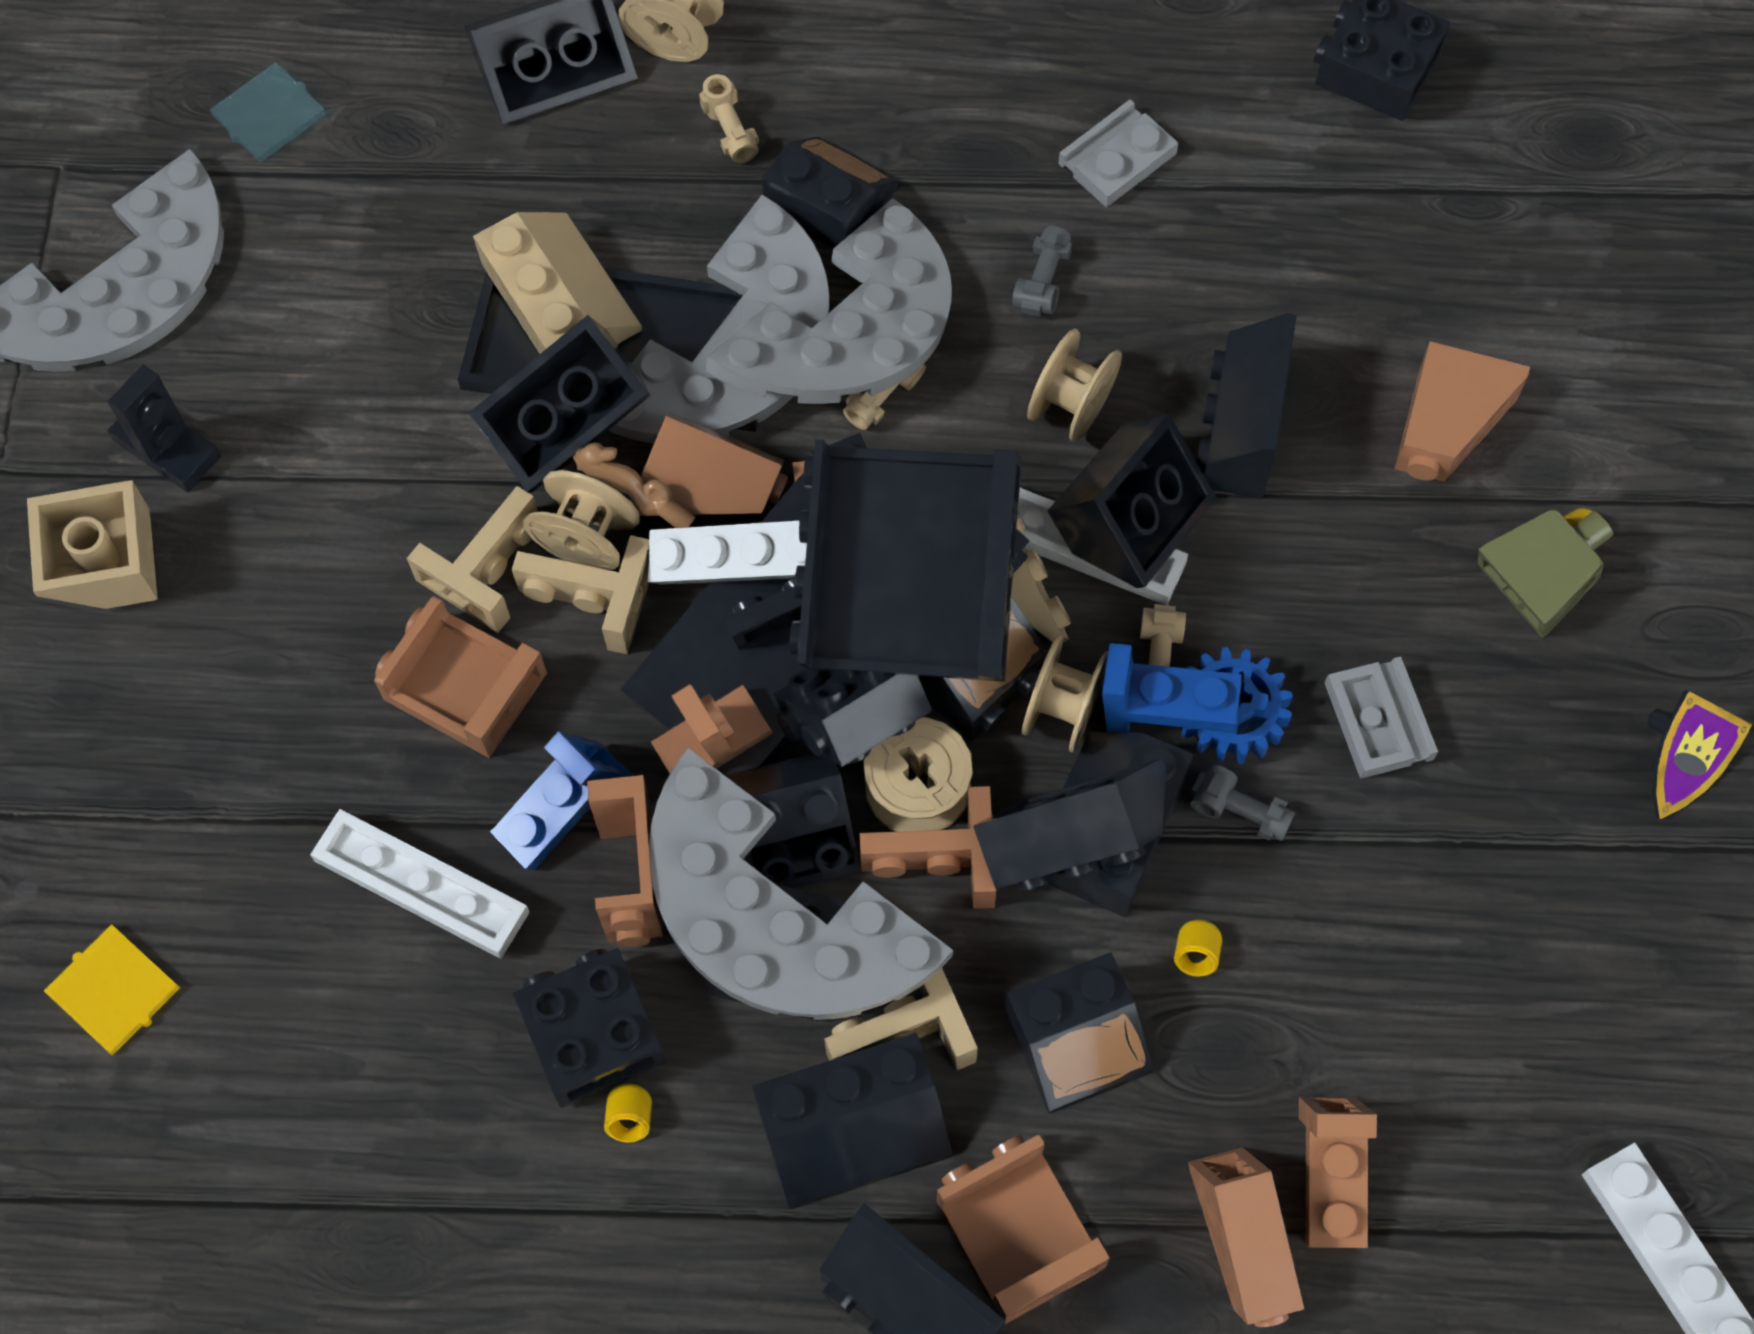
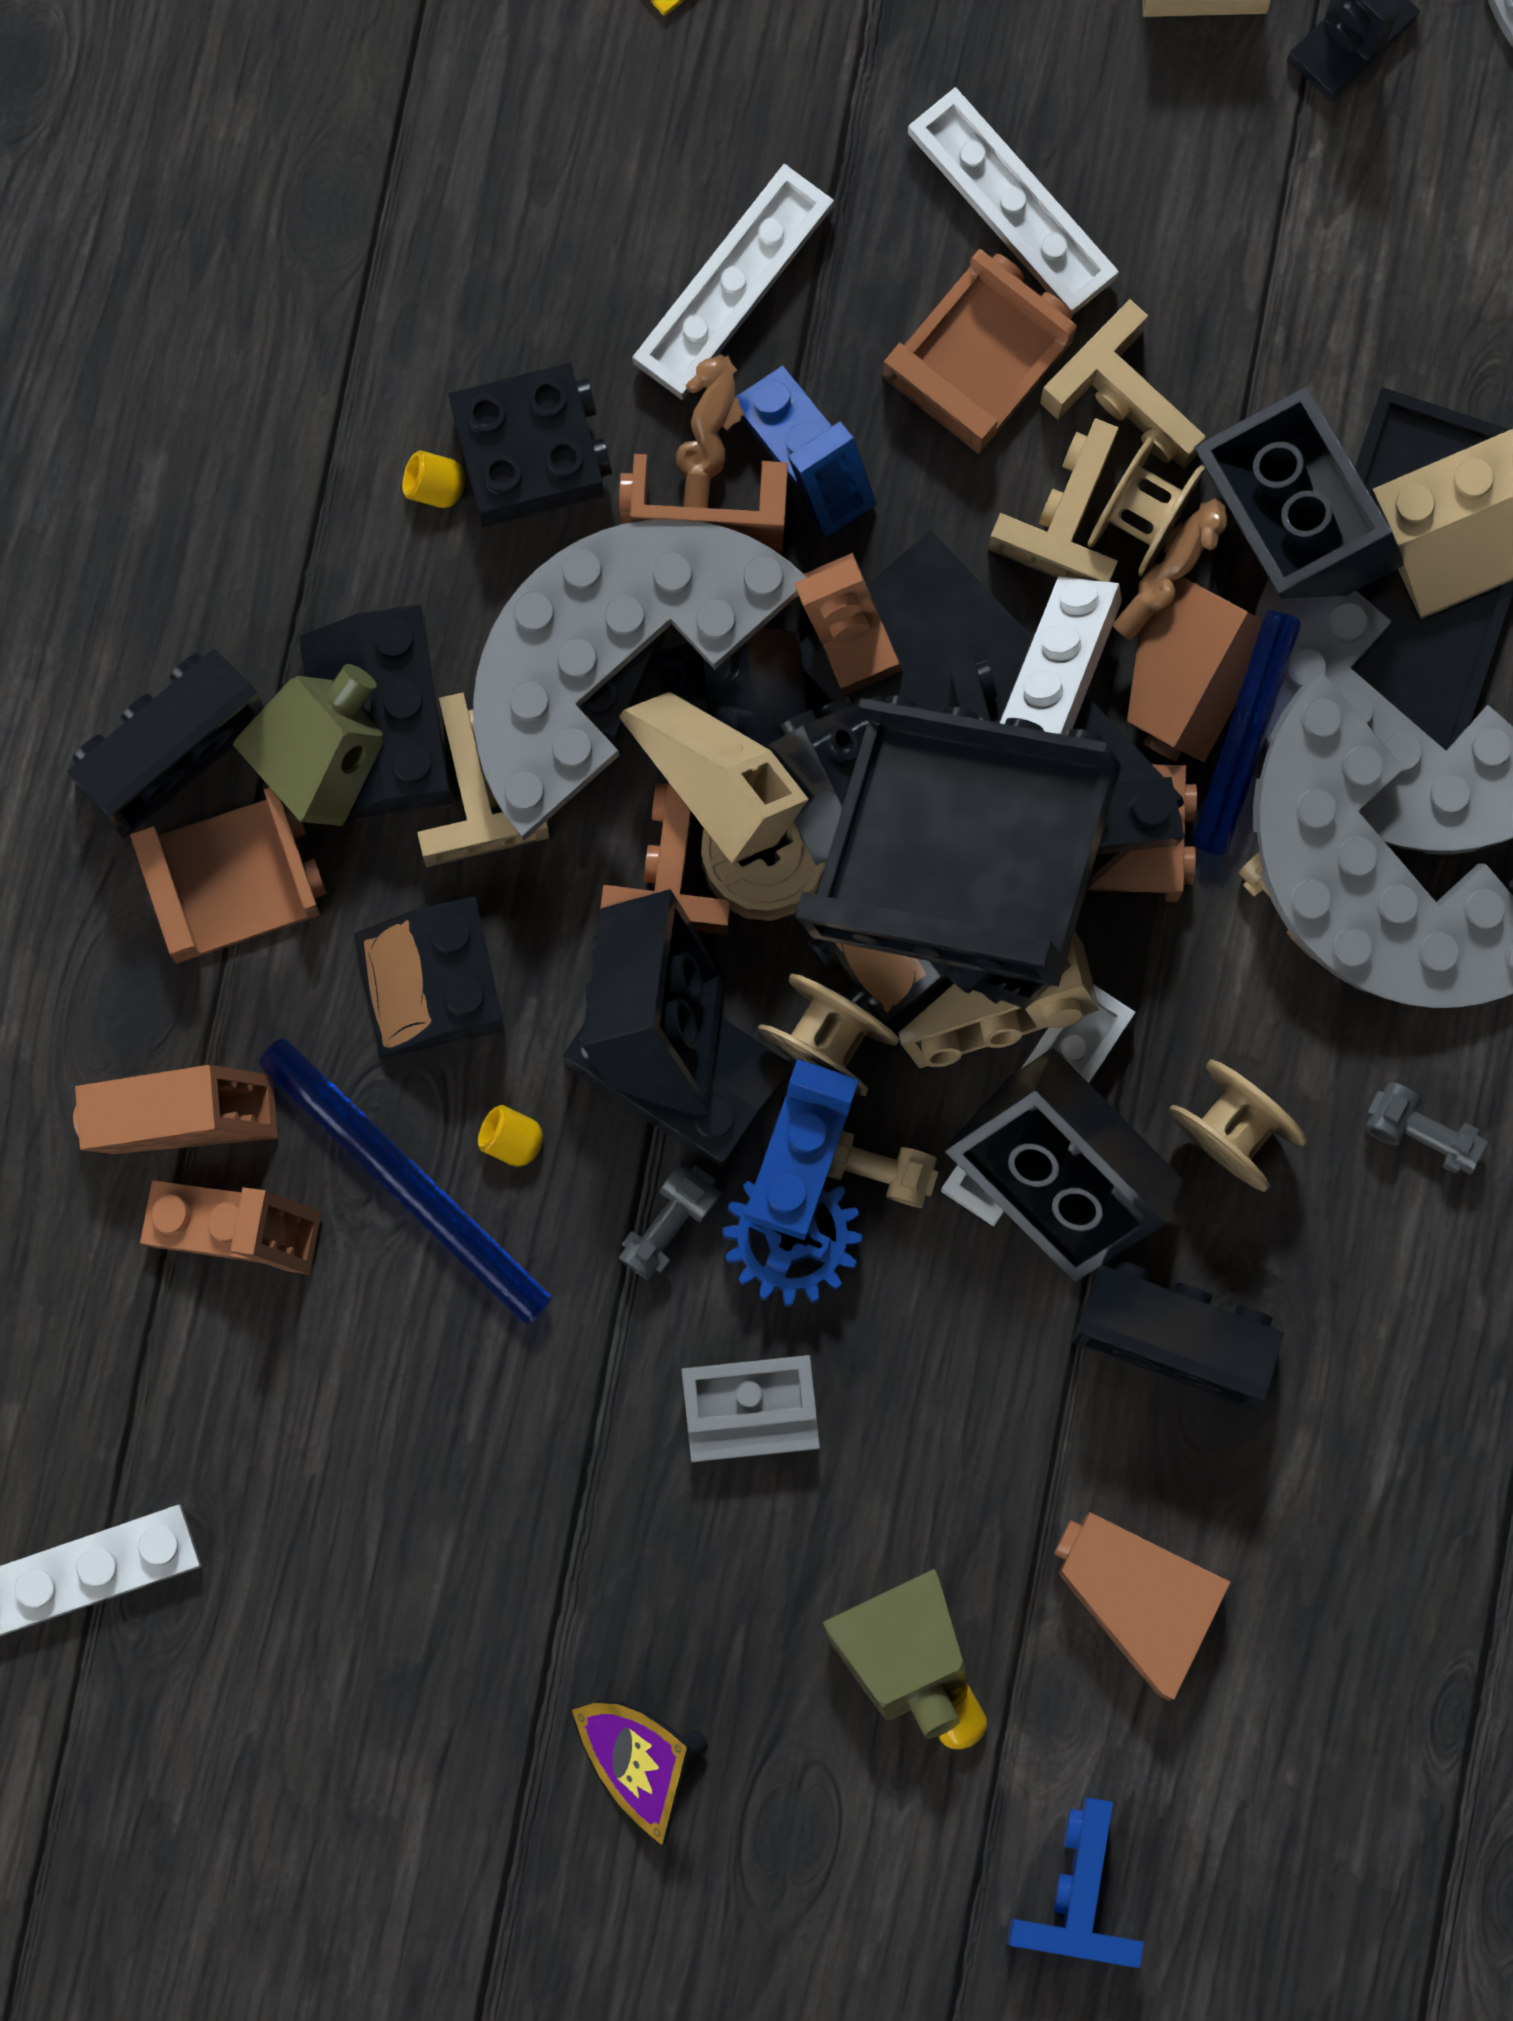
camera: 95 degrees right, 15 degrees up
(325, 673) = (1012, 201): none -> white plate
(538, 875) = (717, 409): none -> medium nougat animal
(743, 418) = (1247, 732): none -> clear blue axle
(866, 799) = (719, 773): none -> tan slope
(894, 1157) = (315, 744): none -> olive torso
(1254, 1031) = (405, 1180): none -> clear blue axle
(1692, 420) = (1077, 1897): none -> blue bracket

